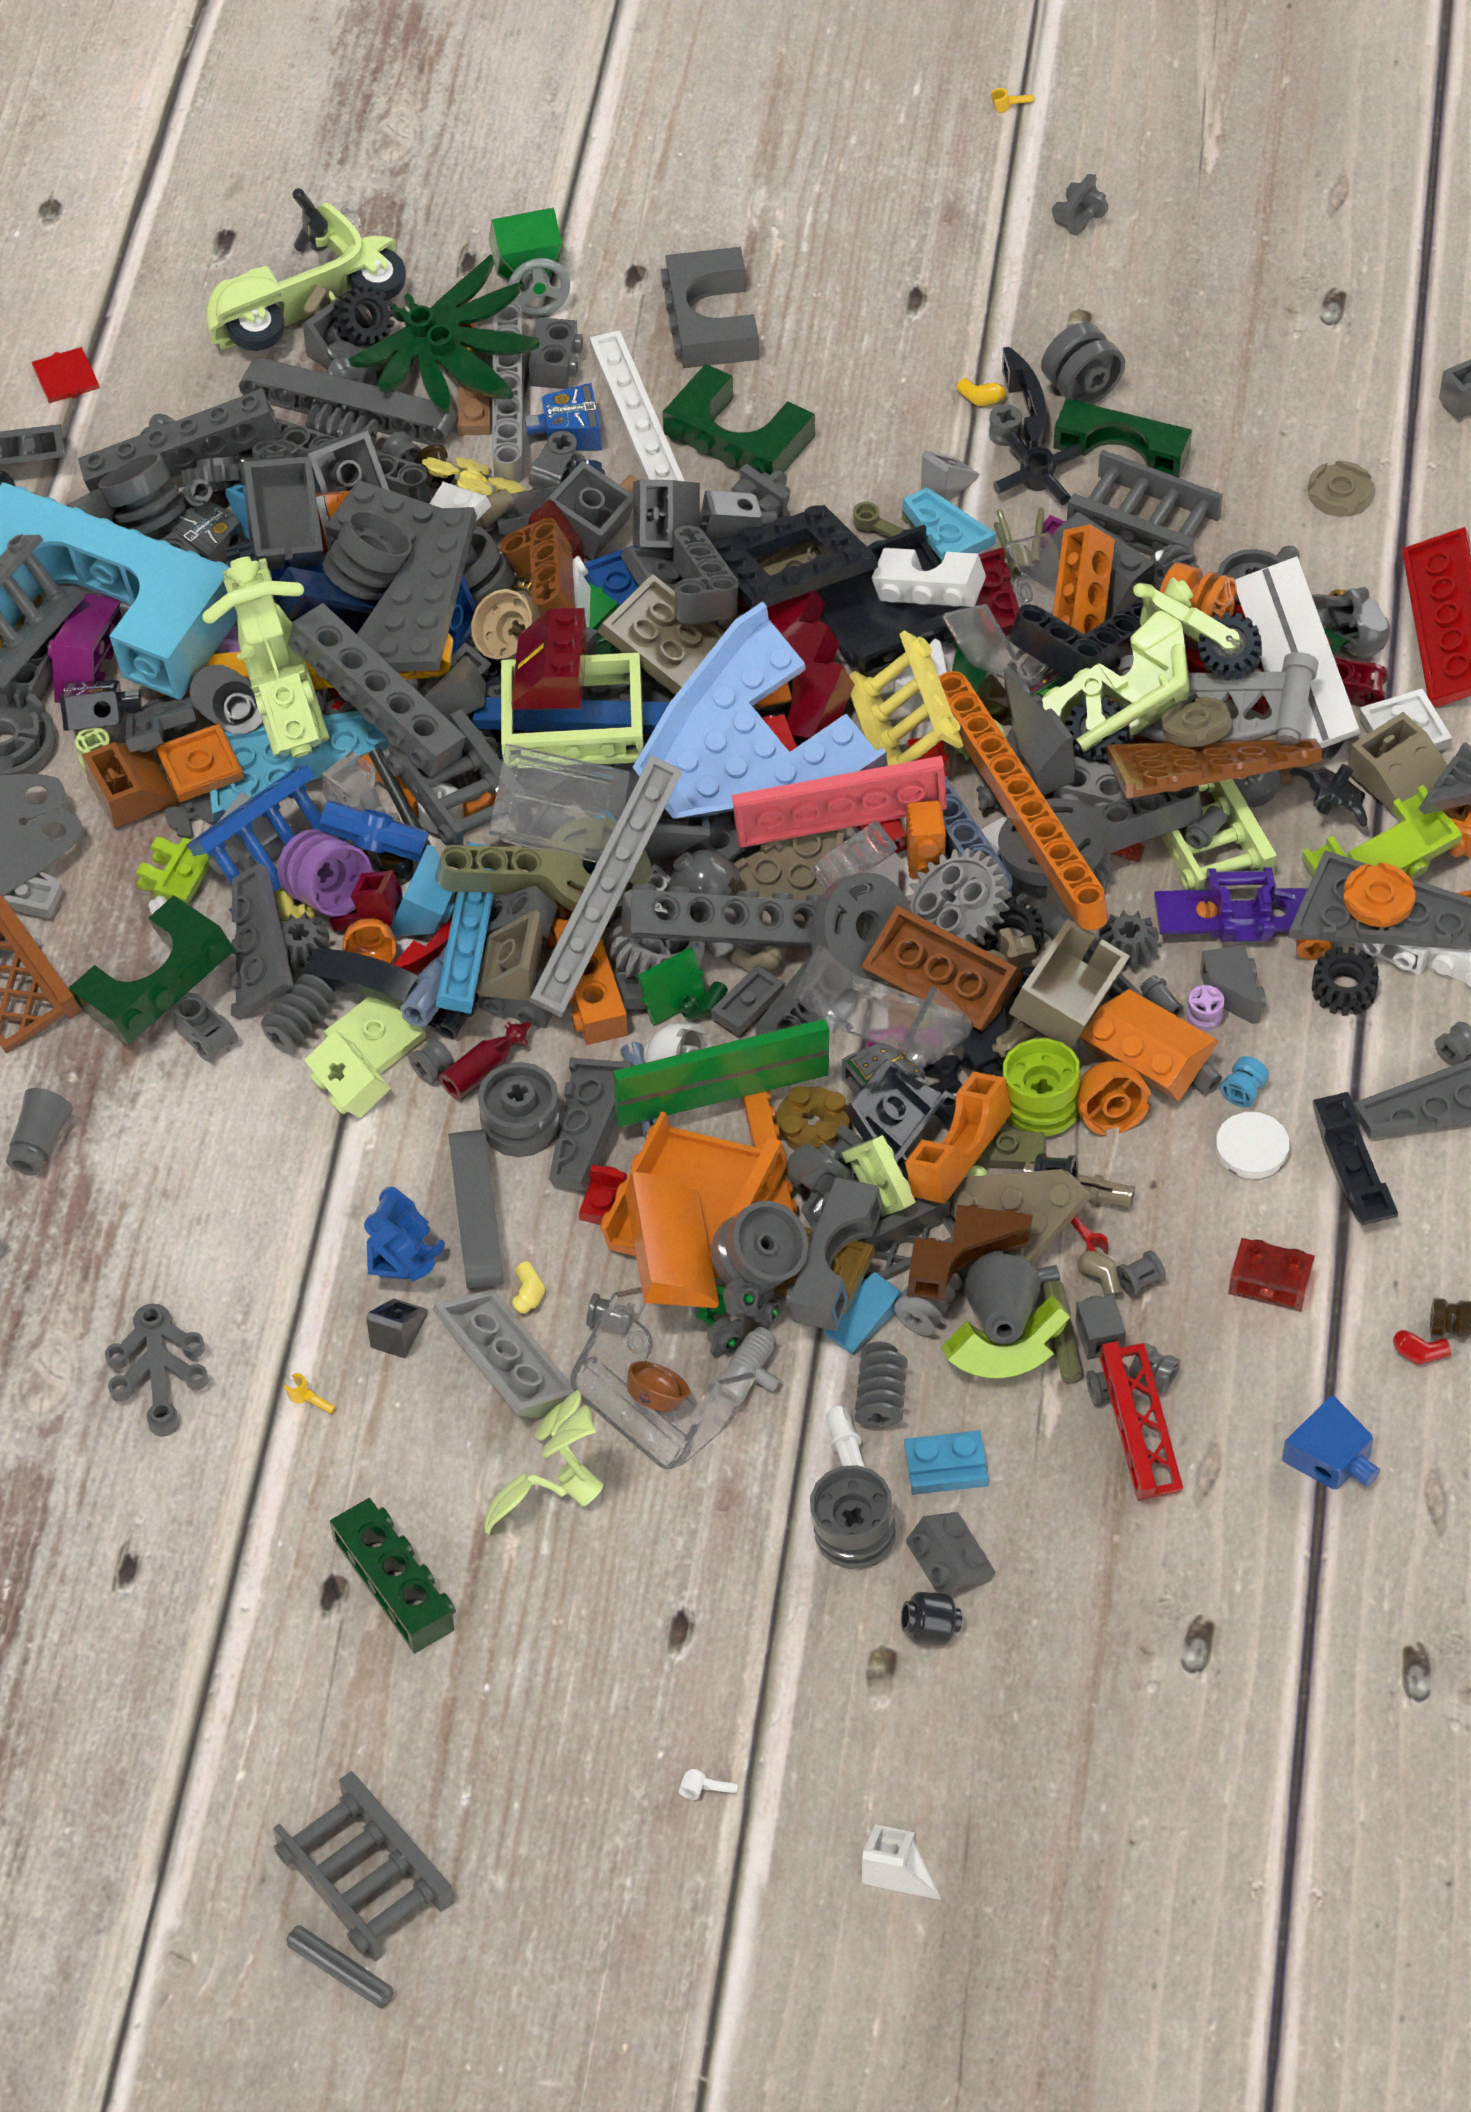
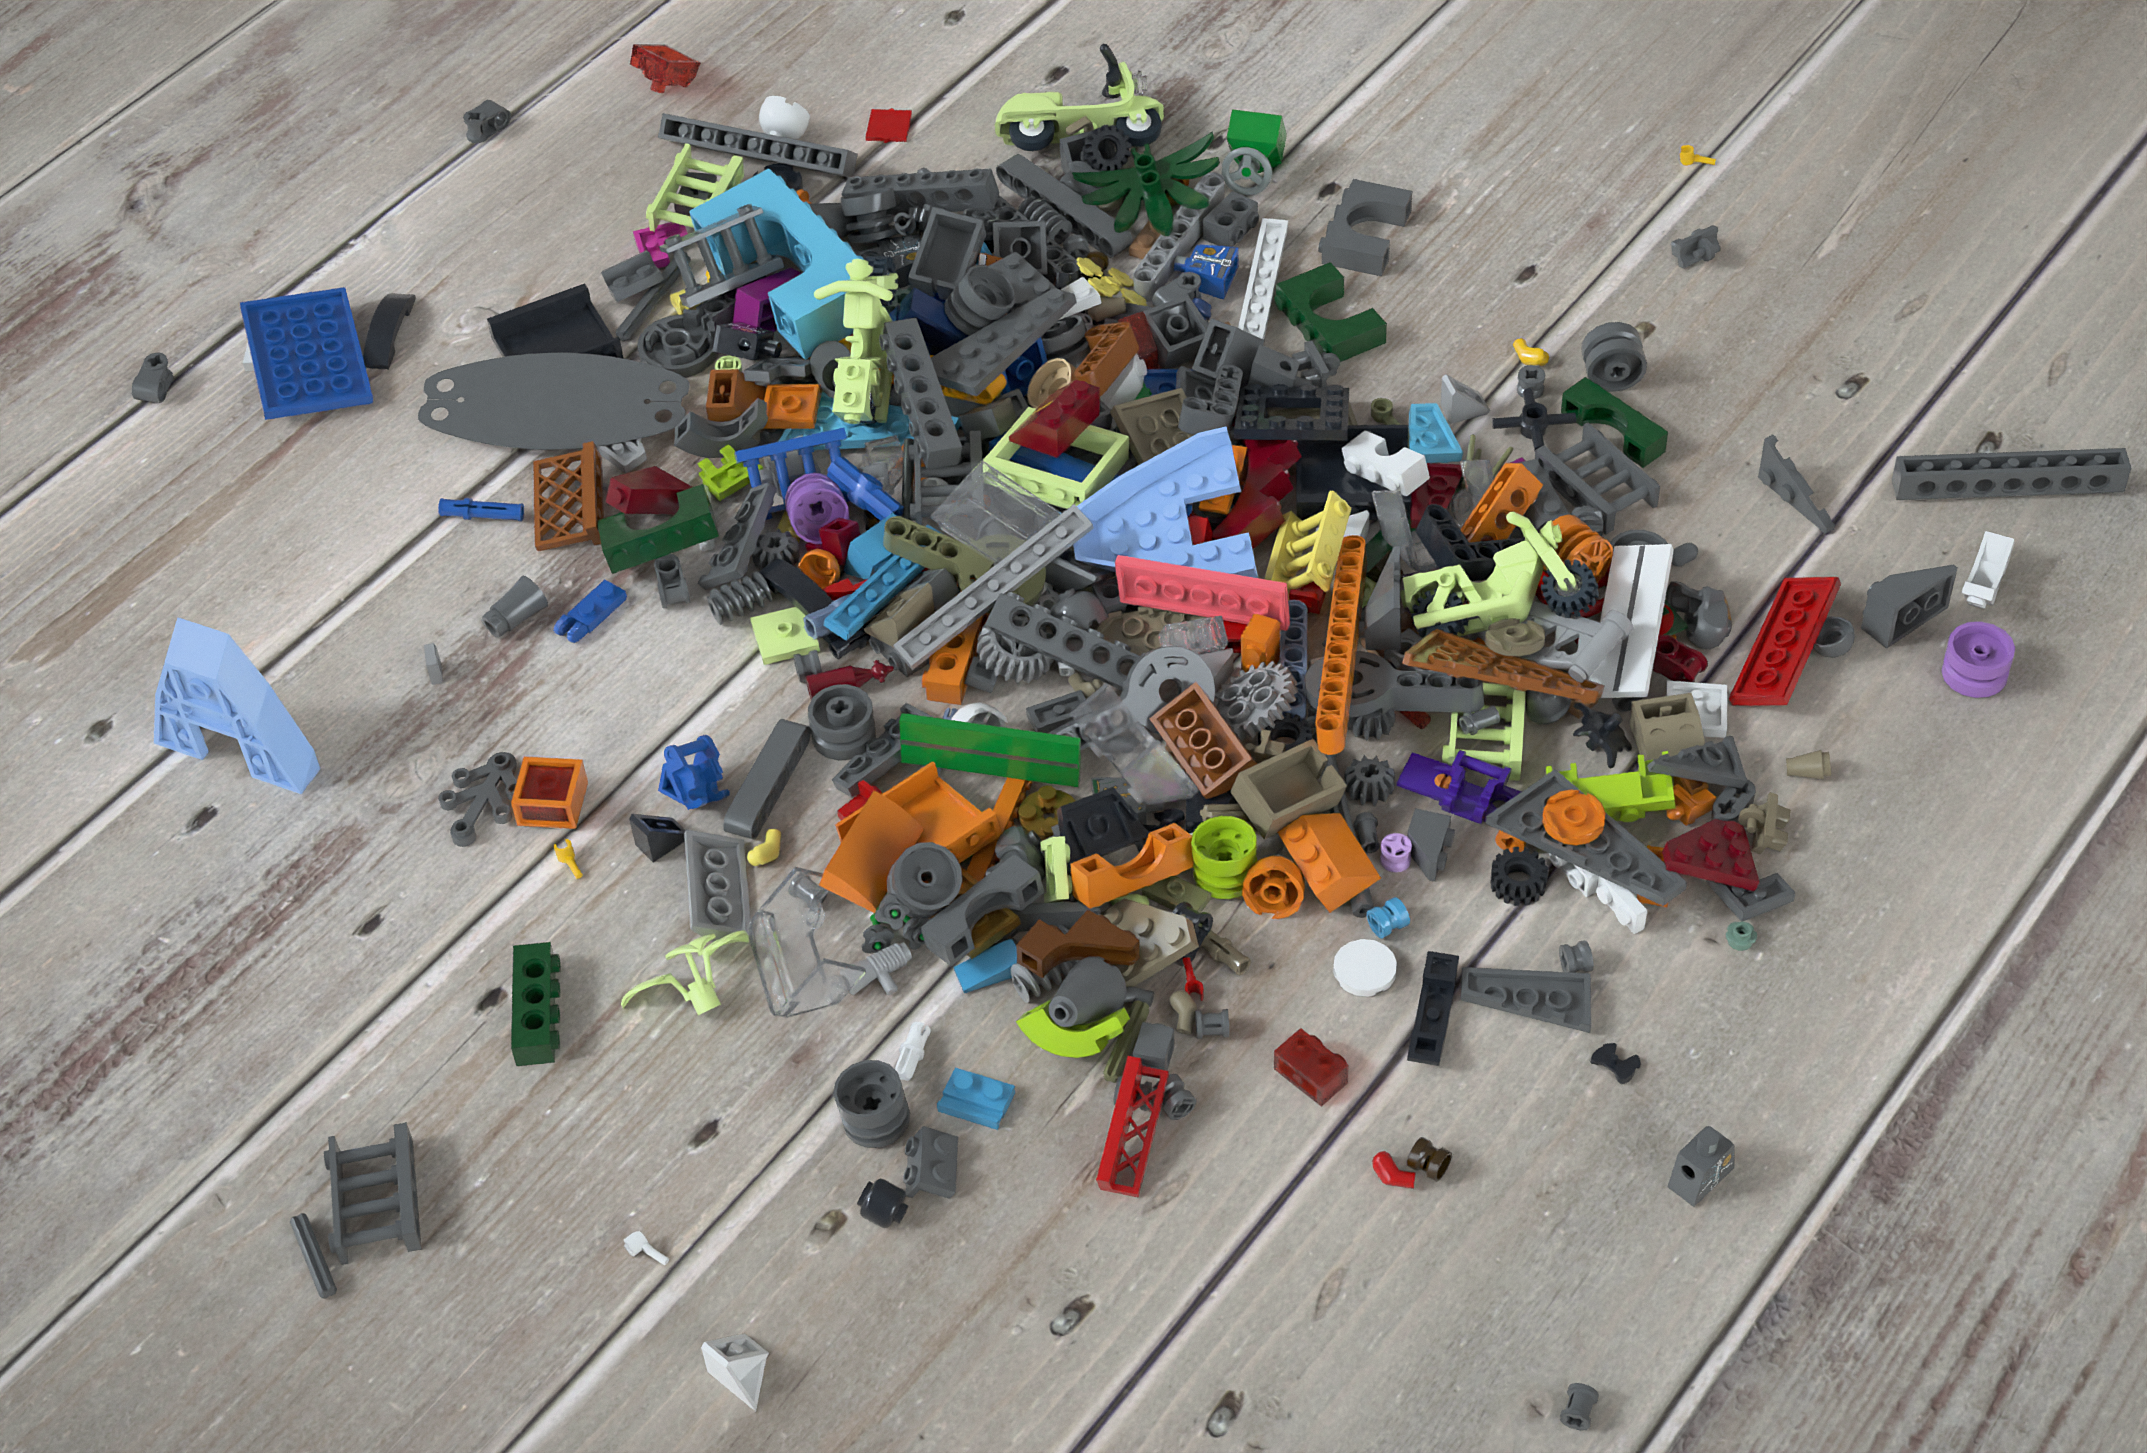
camera: 30 degrees right, 5 degrees down
(108, 930) = (645, 492): none -> dark red slope
(126, 1096) = (590, 611): none -> blue hinge
(130, 836) = (707, 437): none -> dark grey arch
(241, 1328) = (549, 792): none -> piece
(346, 1074) = (741, 651): yellowish green brick -> none
(656, 1386) = (799, 950): dark orange hat -> none
(668, 983) = (1007, 680): green piece -> none
(701, 1008) = (1019, 705): dark green arm -> none
(880, 1385) = (961, 1021): dark grey piece -> none
(1021, 378) = (1552, 391): black slope -> none
(1332, 1447) = (1268, 1213): blue torso -> none
(1342, 498) = (1765, 526): dark tan tile -> none
(1343, 440) = (1790, 485): none -> dark grey wing

